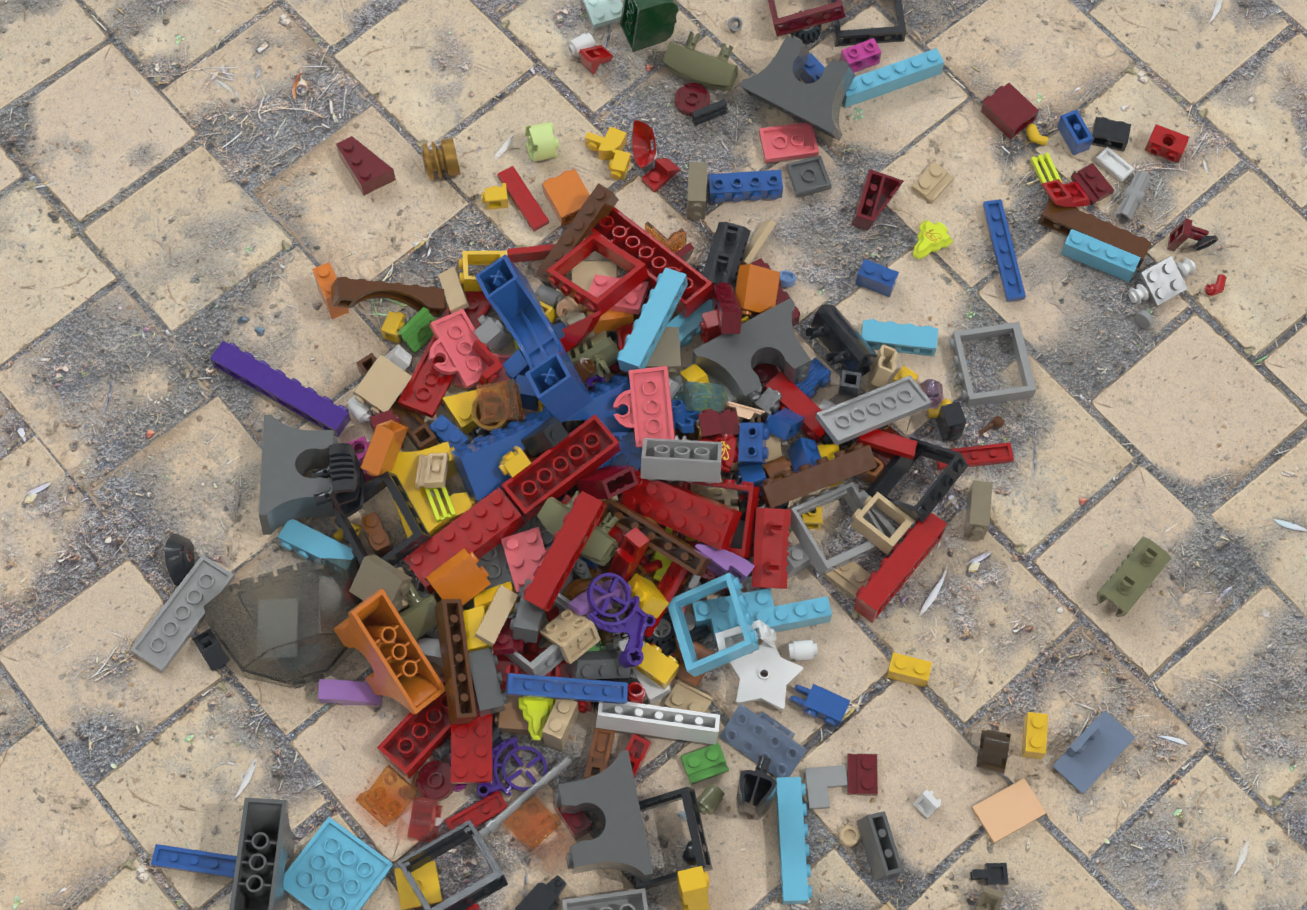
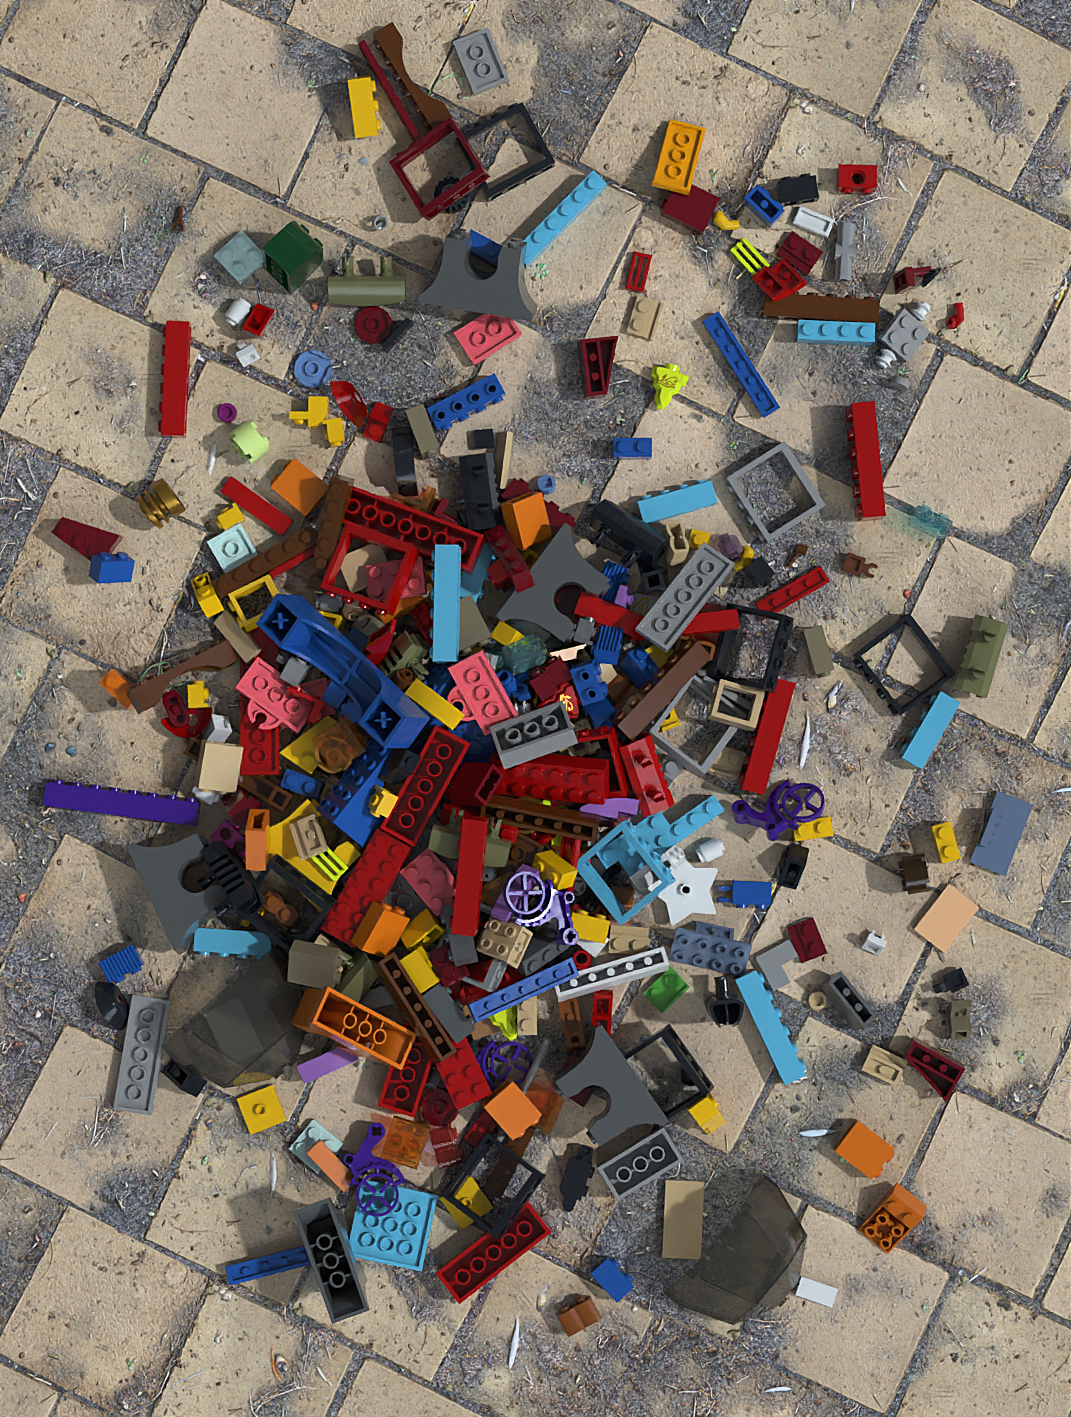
camera: 20 degrees left, 20 degrees up
(207, 524) = (122, 963): none -> blue brick
(267, 711) = (261, 1109): none -> yellow plate
(300, 768) = (309, 1137): none -> light aqua plate
(306, 790) = (331, 1164): none -> orange tile
(339, 799) = (363, 1161): none -> dark purple piece
(365, 344) = (203, 715): none -> red piece
(369, 332) = (176, 710): none -> dark red plate
(372, 191) = (111, 567): none -> blue brick
(417, 330) = (223, 690): bright green plate -> none
(444, 249) = (206, 595): none -> yellow slope
(476, 864) = (507, 1165): none -> reddish brown plate
(485, 222) = (232, 548): none -> light aqua plate
(496, 615) = (432, 953): tan tile -> none
(503, 74) = (176, 379): none -> red brick
(504, 807) = (511, 1109): none -> orange brick
(506, 239) = (264, 562): none -> reddish brown brick
(533, 117) = (227, 413): none -> magenta tile
(573, 79) = (247, 354): none -> white tile
(603, 396) = (434, 704): none -> yellow slope
(623, 111) = (312, 369): none -> medium blue tile
(629, 554) = (524, 844): red slope -> none
(669, 206) = (404, 461): none -> black arch
(710, 799) = (684, 1021): olive brick -> none
(748, 220) = (484, 439): none -> black tile
(808, 176) = (522, 364): dark grey plate -> none
(817, 392) = (624, 597): none -> medium lavender plate
(862, 55) = (520, 207): dark pink brick -> none
(876, 645) = (771, 819): none -> dark purple piece
(876, 697) = (793, 866): none -> black slope
(934, 156) = (634, 287): none -> red tile
(1015, 68) = (678, 157): none -> light orange tile
(1044, 455) = (855, 565): none -> copper plate
(1058, 627) = (929, 730): none -> medium azure brick
(1075, 522) = (927, 645): none -> black window
(1087, 367) = (866, 461): none -> red brick
(1128, 443) = (930, 522): none -> clear light blue brick

